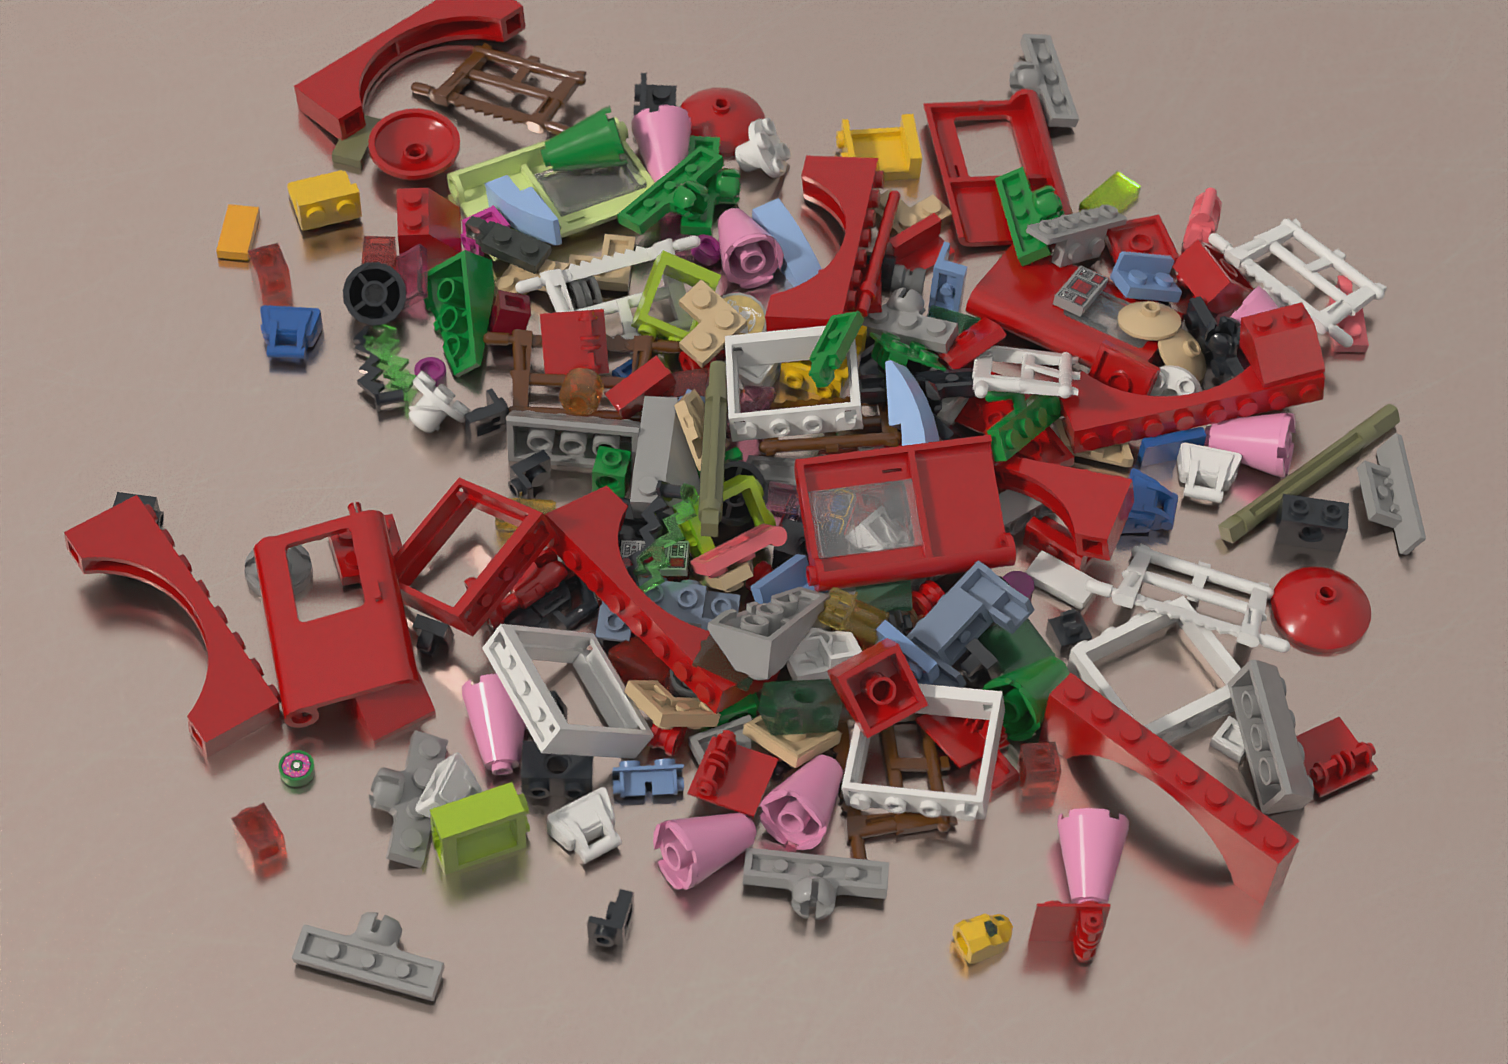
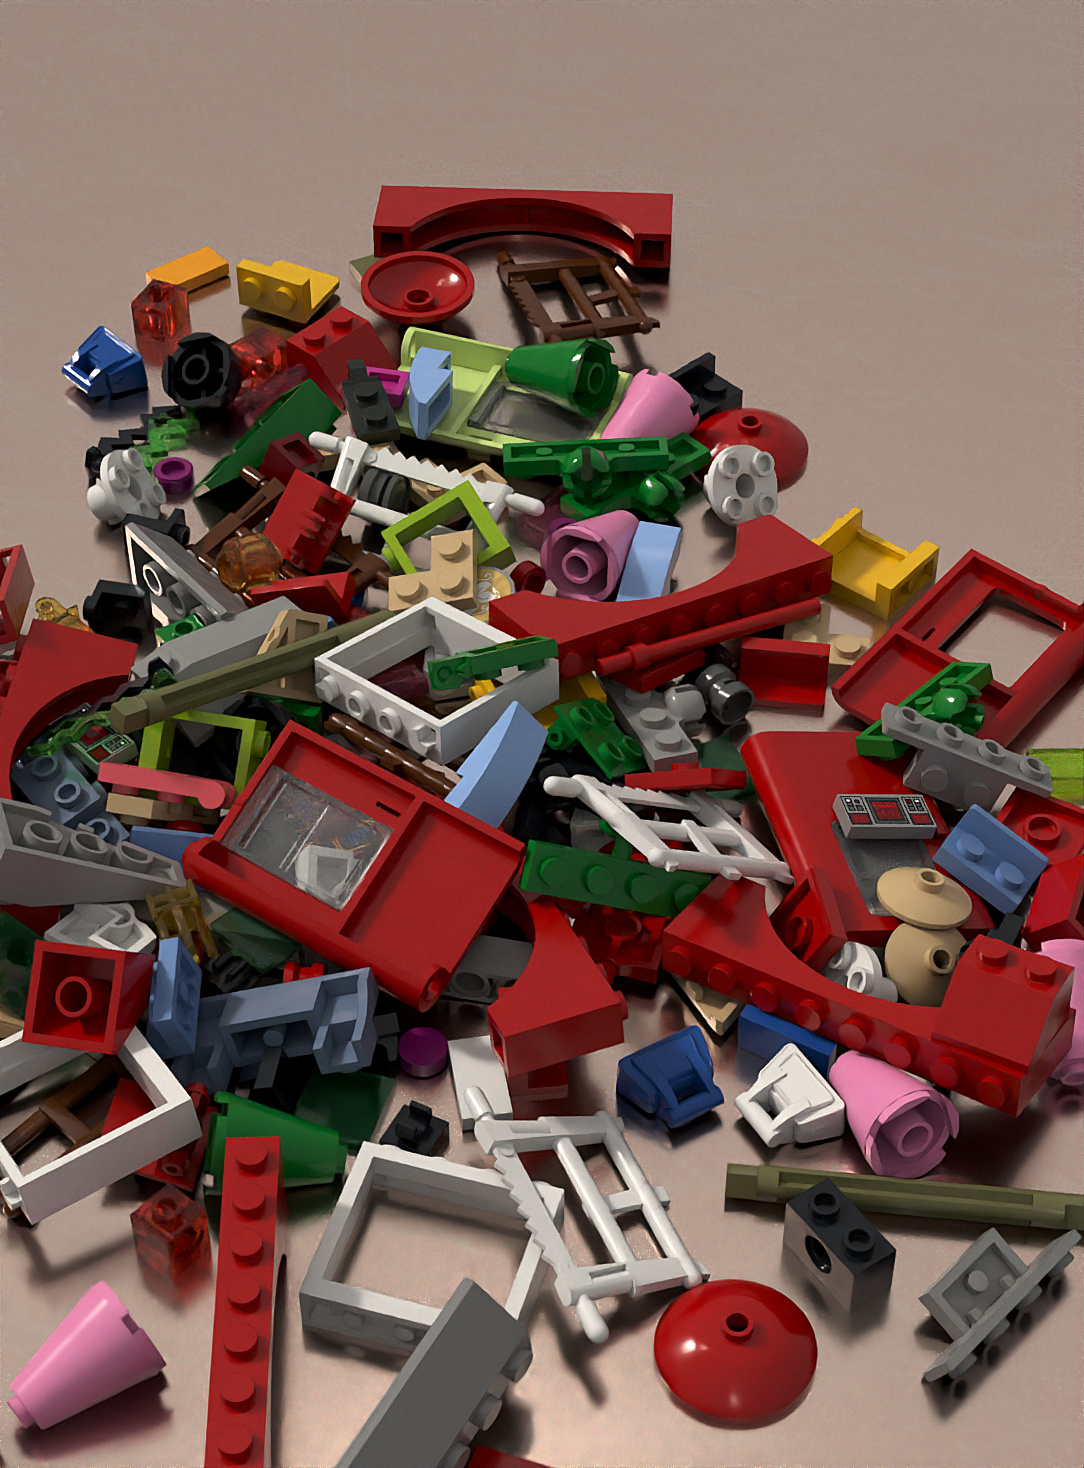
camera: 50 degrees right, 10 degrees down
(726, 285) = (528, 577): none -> red tile
(947, 282) = (751, 701): medium blue panel -> none
(1003, 776) = (126, 1198): red tile -> none

